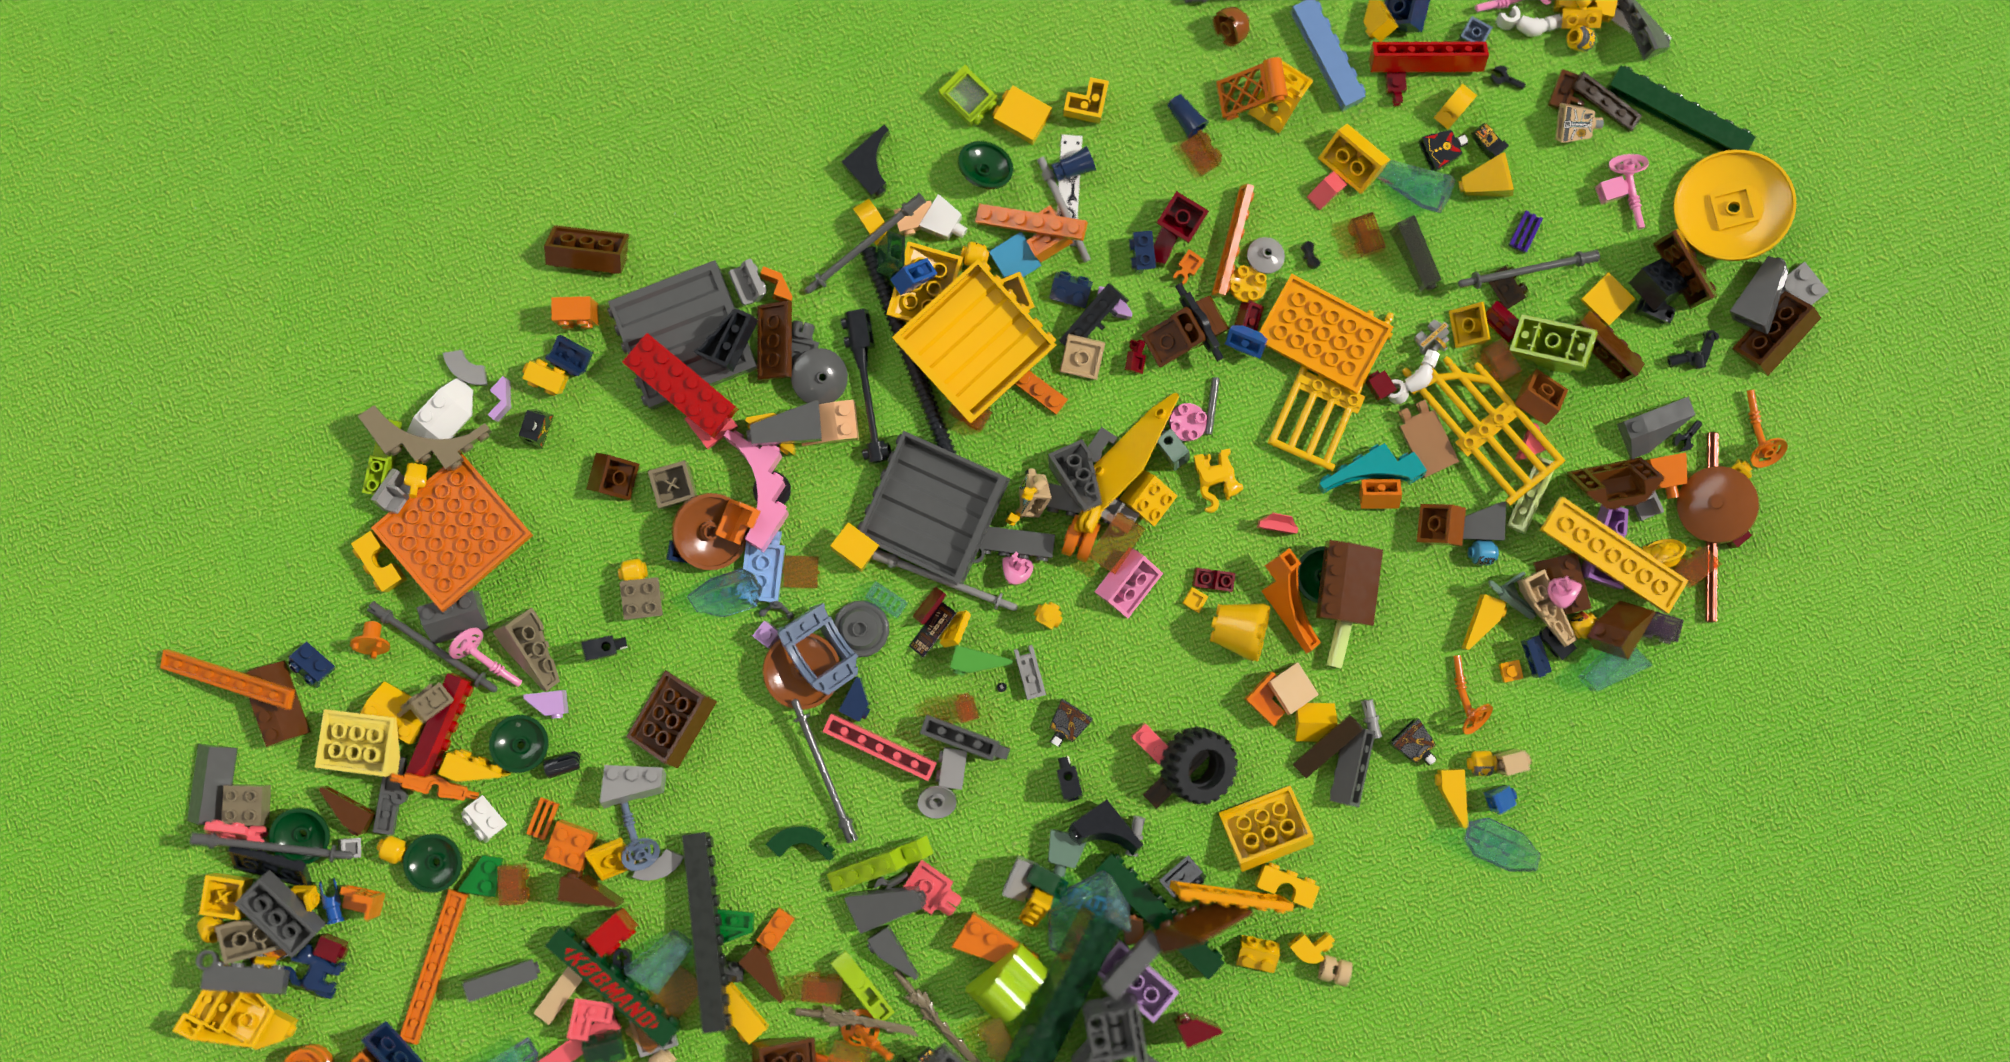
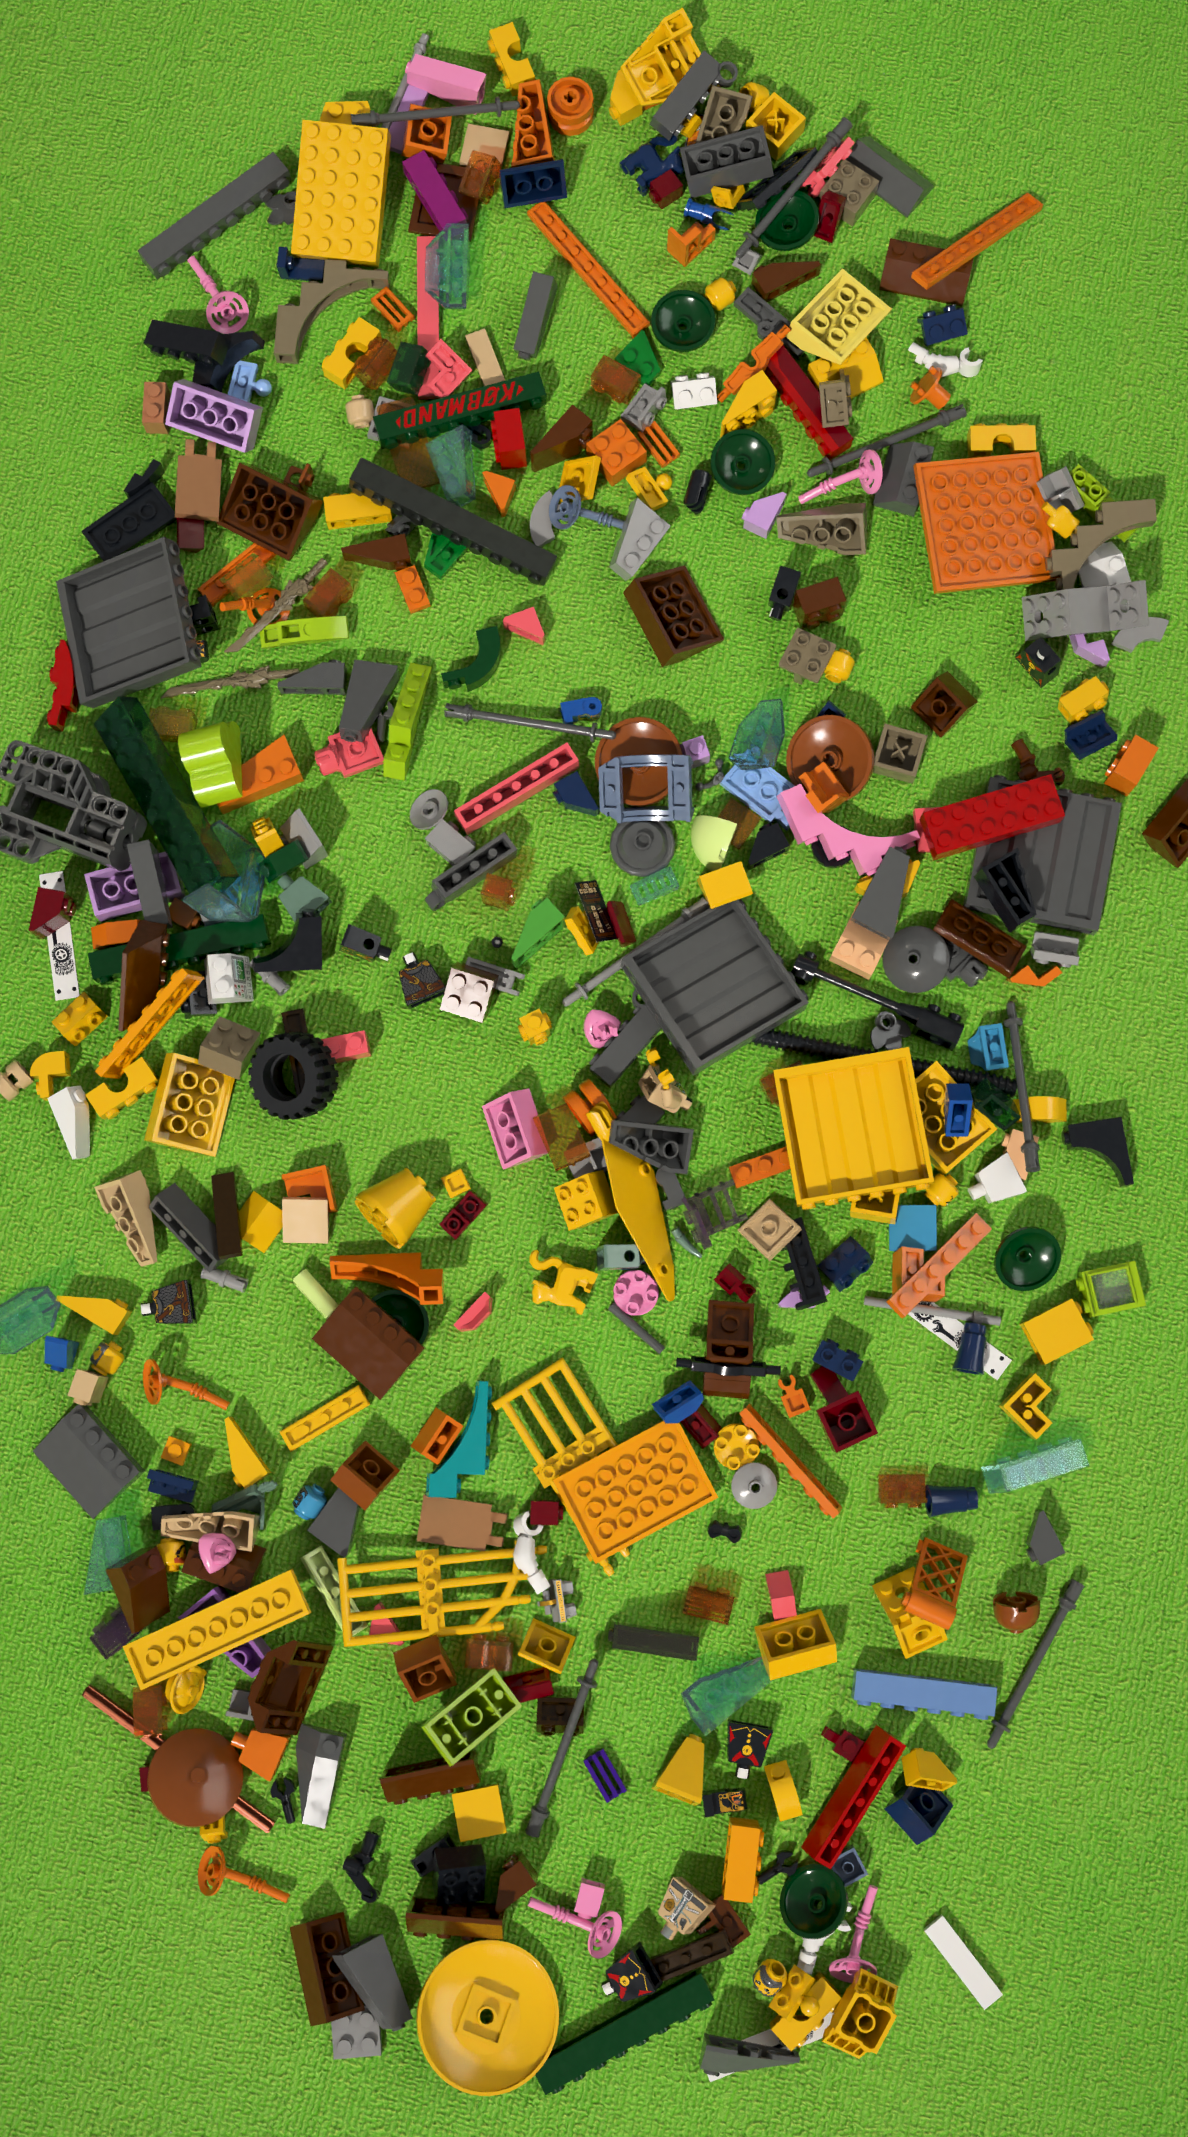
camera: 125 degrees right, 5 degrees down
(274, 806) = (829, 215): none -> dark red slope
(342, 643) = (948, 364): none -> white piece
(478, 414) = (1085, 610): none -> light grey bracket
(520, 847) = (644, 407): none -> light grey bracket
(583, 802) = (648, 489): none -> yellow plate
(594, 615) = (819, 603): none -> reddish brown brick
(624, 384) = (1028, 770): none -> reddish brown pin
(656, 913) = (500, 489): none -> orange slope
(749, 824) = (525, 624): none -> coral slope
(784, 736) = (580, 709): none -> blue leg
(803, 537) = (768, 844): none -> black slope
(826, 579) = (711, 840): none -> yellowish green brick
(850, 285) = (988, 1048): none -> dark azure slope
(887, 361) = (888, 1036): none -> dark grey plate
(1053, 680) = (469, 992): none -> brick
(1107, 411) = (698, 1217): none -> plate
(1126, 72) = (1035, 1466): none -> clear light blue wedge
(1128, 416) = (684, 1242): none -> sand green helmet
(1158, 863) = (228, 978): none -> white slope
(1173, 37) = (1042, 1540): none -> dark grey slope
(1179, 970) = (113, 933): none -> orange slope
(1209, 827) = (228, 1048): none -> dark tan brick
(1211, 1008) = (61, 947): none -> white sticker
(1332, 907) = (72, 1116): none -> white slope
(1365, 822) = (129, 1203): none -> tan wedge
(1418, 581) = (325, 1418): none -> yellow tile
(1520, 49) = (804, 1892): none -> dark green dish
(1520, 103) = (742, 1860): none -> light orange brick
(1559, 727) = (88, 1460): none -> dark grey slope
(1635, 244) = (515, 1880): none -> reddish brown slope
(1642, 129) = (632, 1975): none -> black torso

